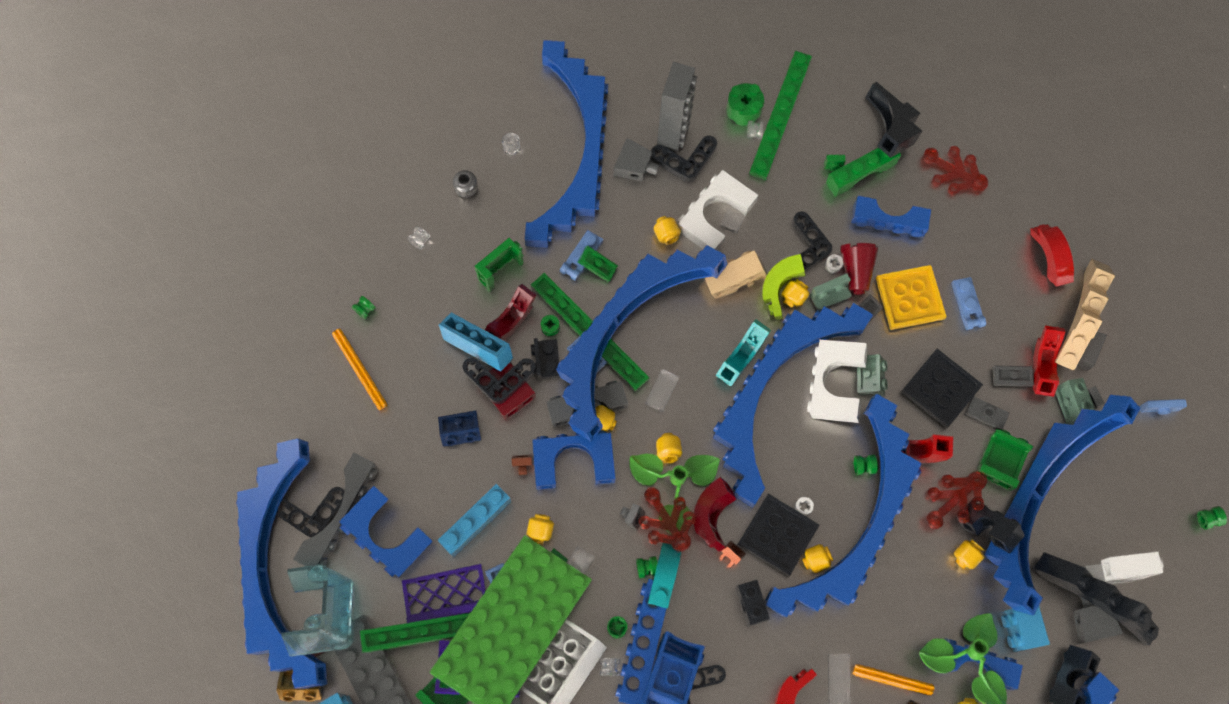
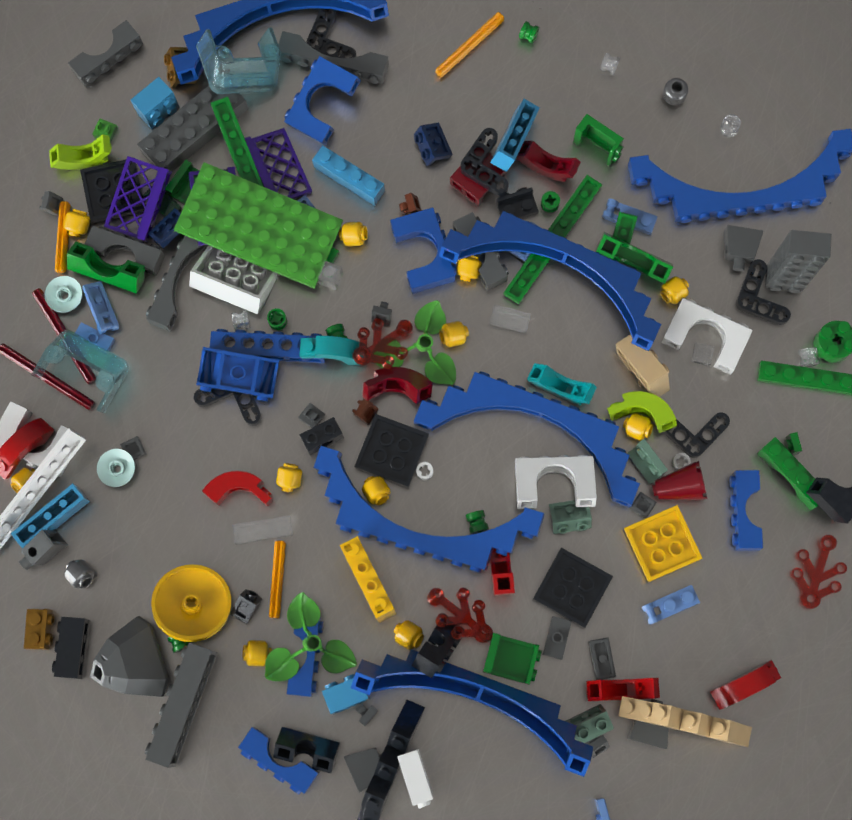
camera: 85 degrees right, 5 degrees up
(617, 270) = (635, 257): none -> green arch
(726, 611) = (311, 415): none -> dark grey tile
(789, 646) = (289, 477): none -> yellow head
(919, 579) = (368, 579): none -> yellow window
(1047, 612) = (367, 714): none -> dark grey tile

